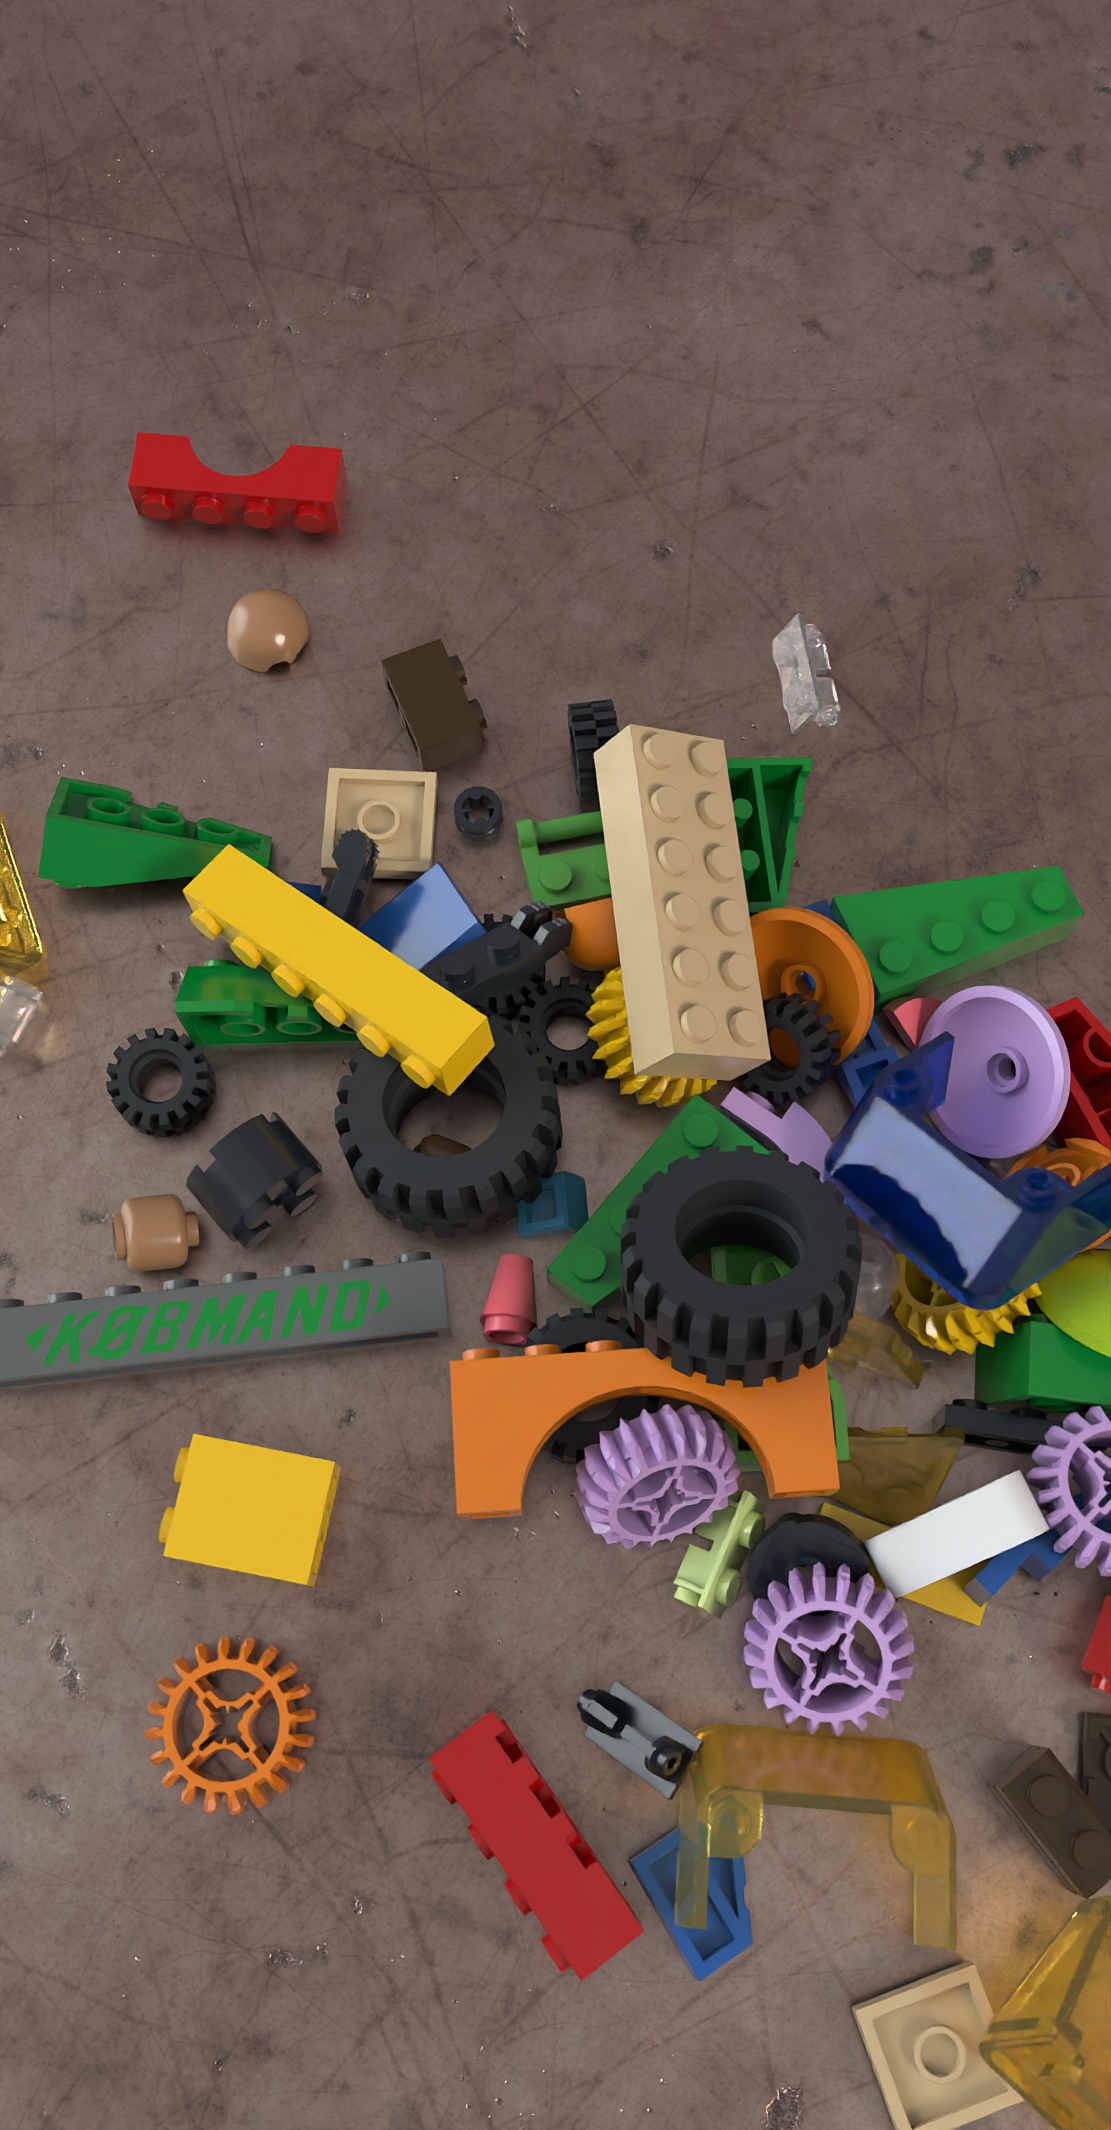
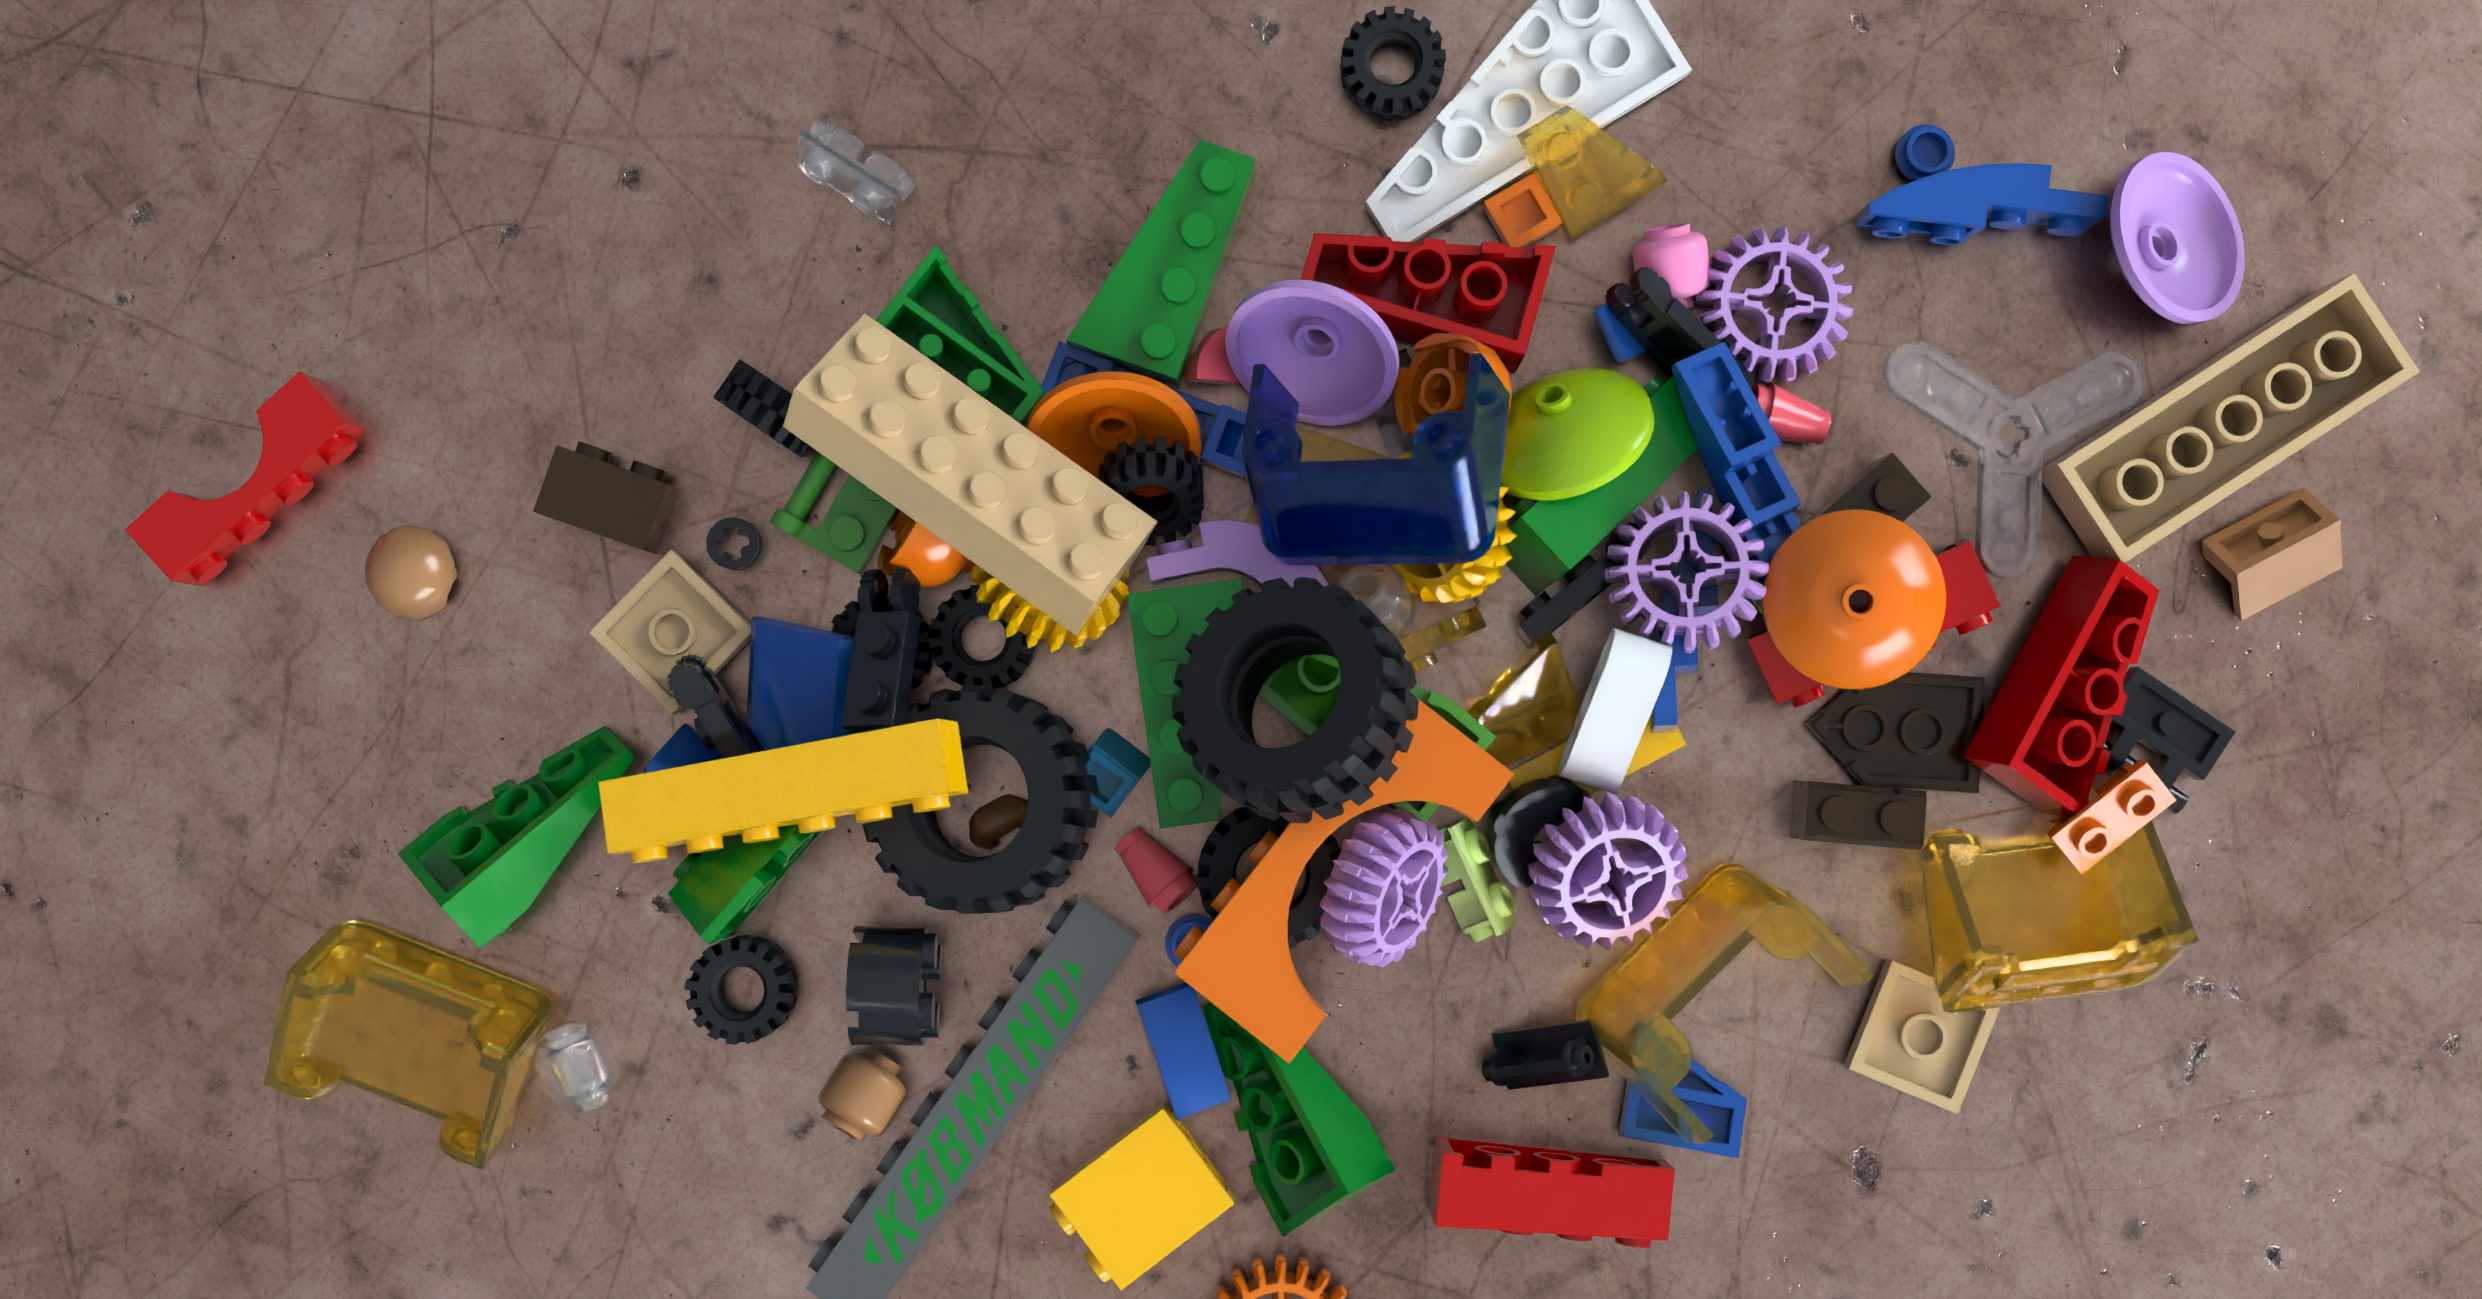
camera: 45 degrees left, 15 degrees up
(392, 1442) = (1183, 1050): none -> blue slope
(412, 1596) = (1304, 1130): none -> green wedge

